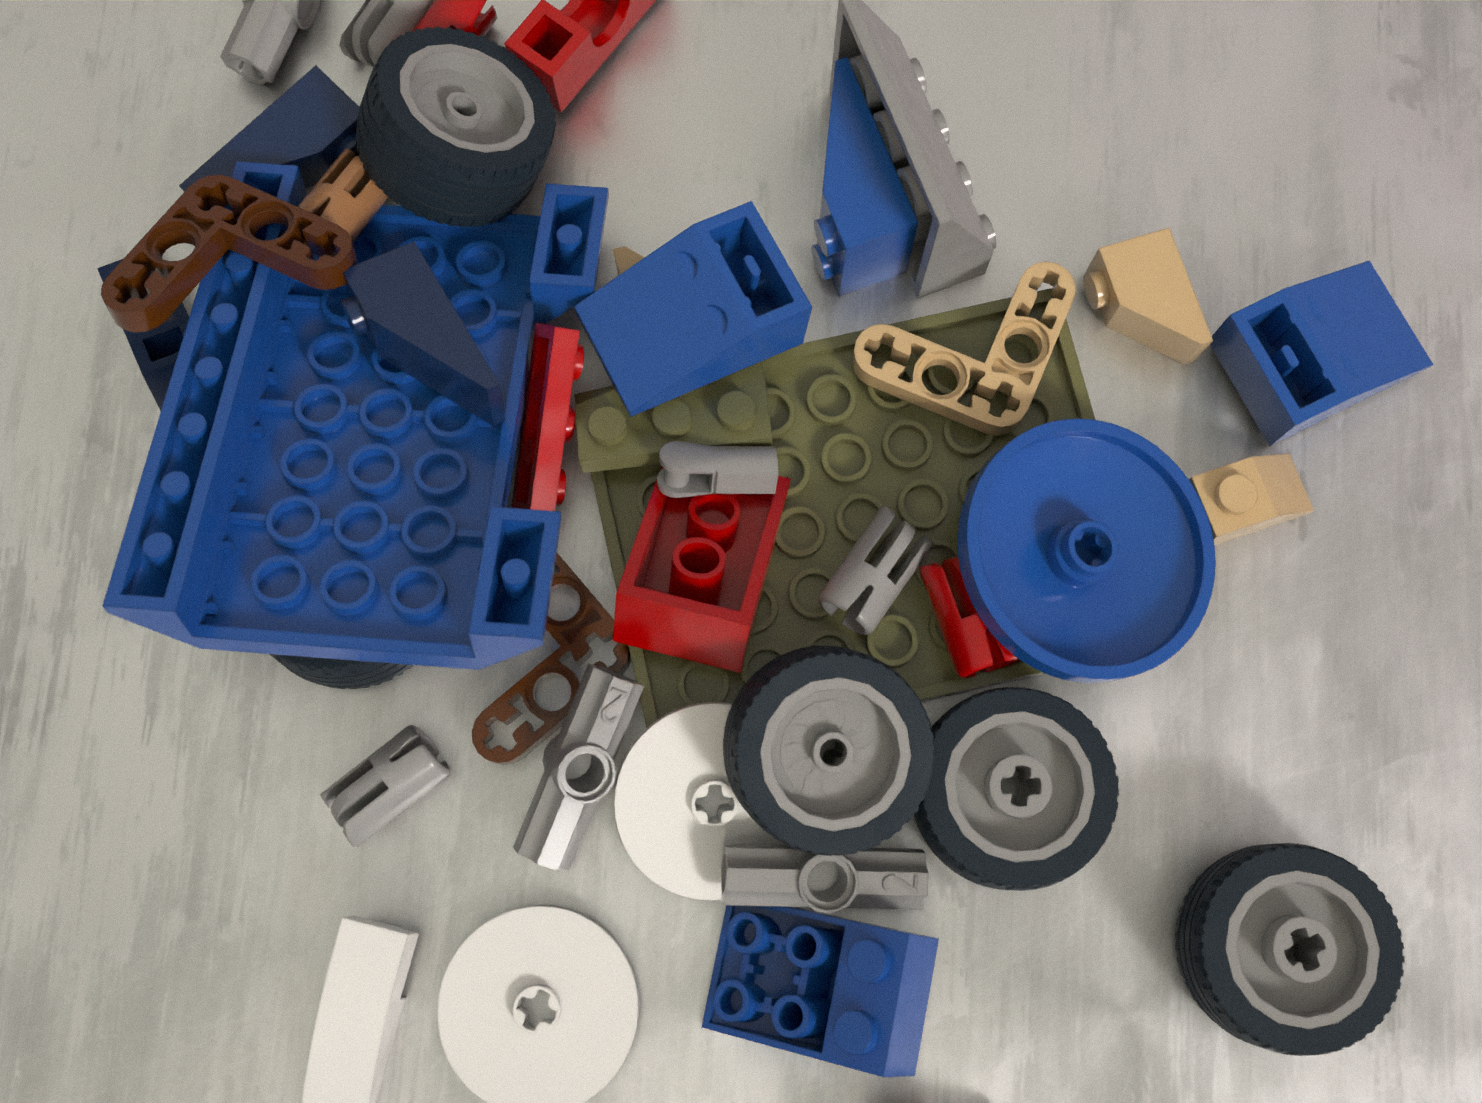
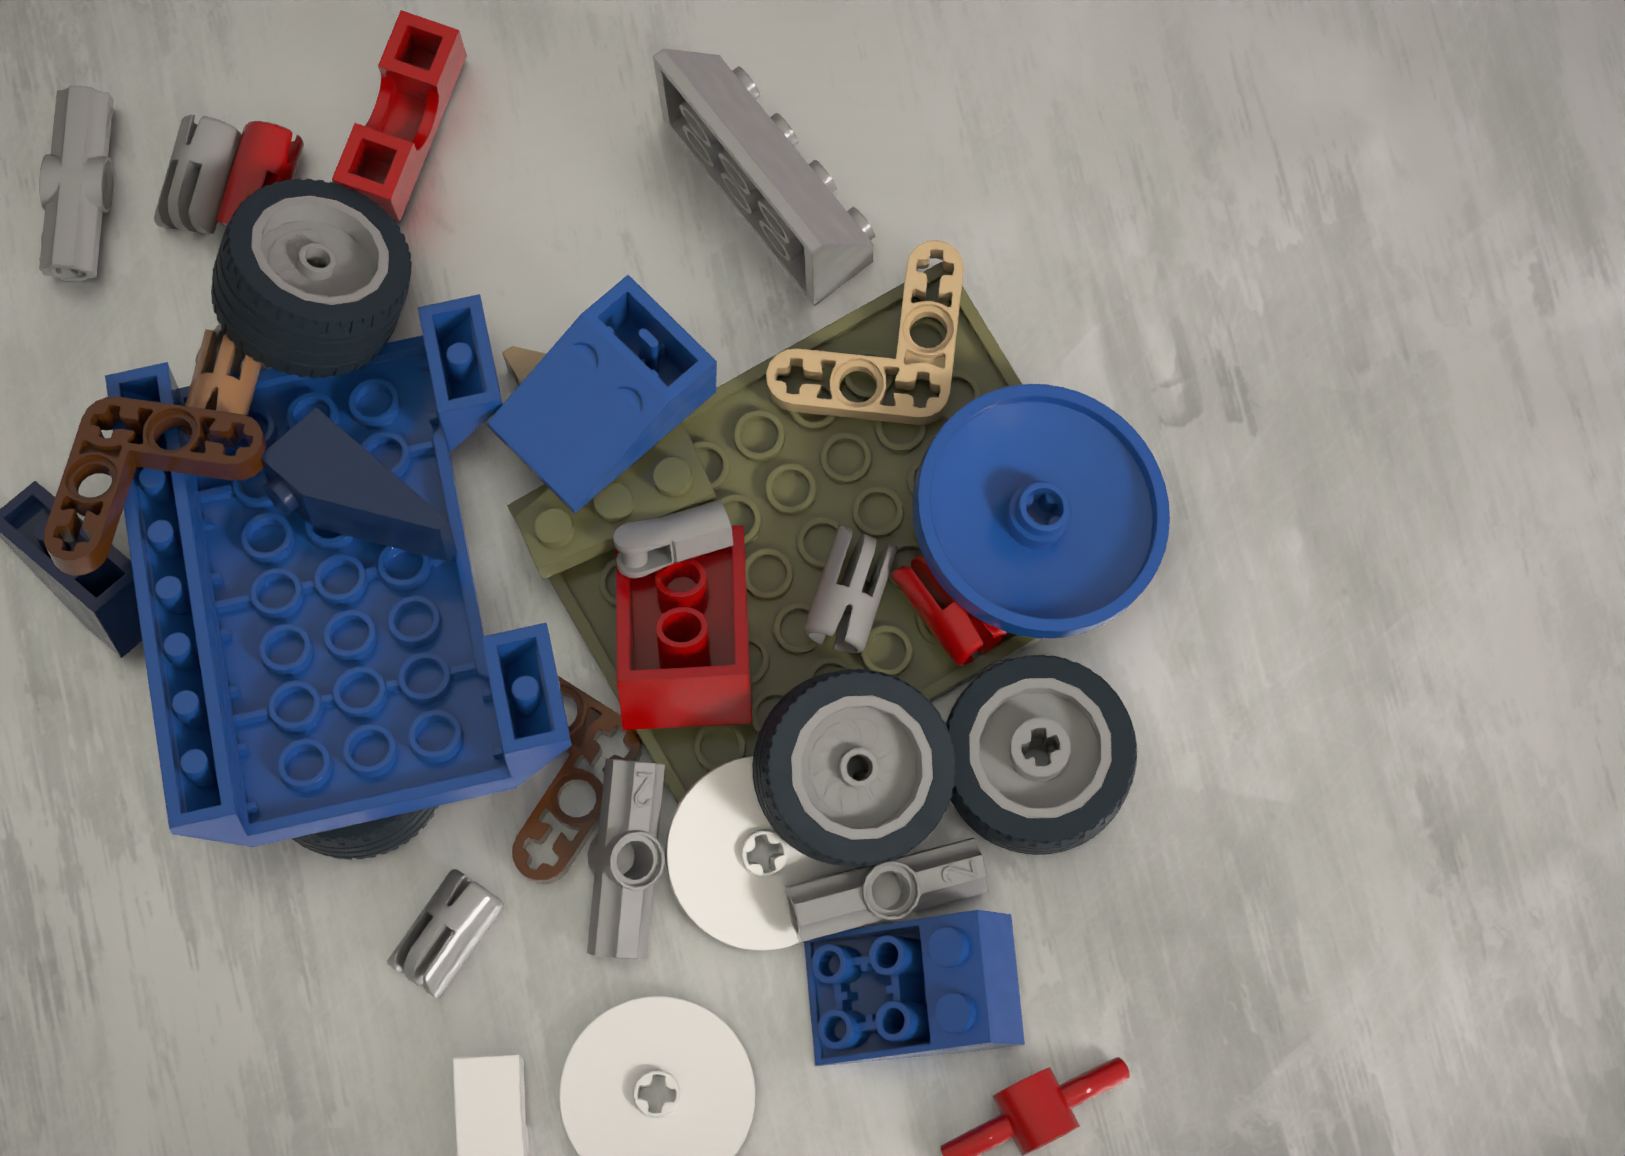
camera: 15 degrees left, 0 degrees up
(300, 128) = (152, 323): dark blue slope -> none
(547, 418) = (492, 535): red plate -> none
(864, 210) = (734, 245): blue slope -> none
(1148, 296) = (1036, 240): tan slope -> none
(1251, 495) = (1188, 410): tan slope -> none
(1317, 349) = (1217, 245): blue slope -> none
(1338, 937) = (1364, 787): wheel -> none

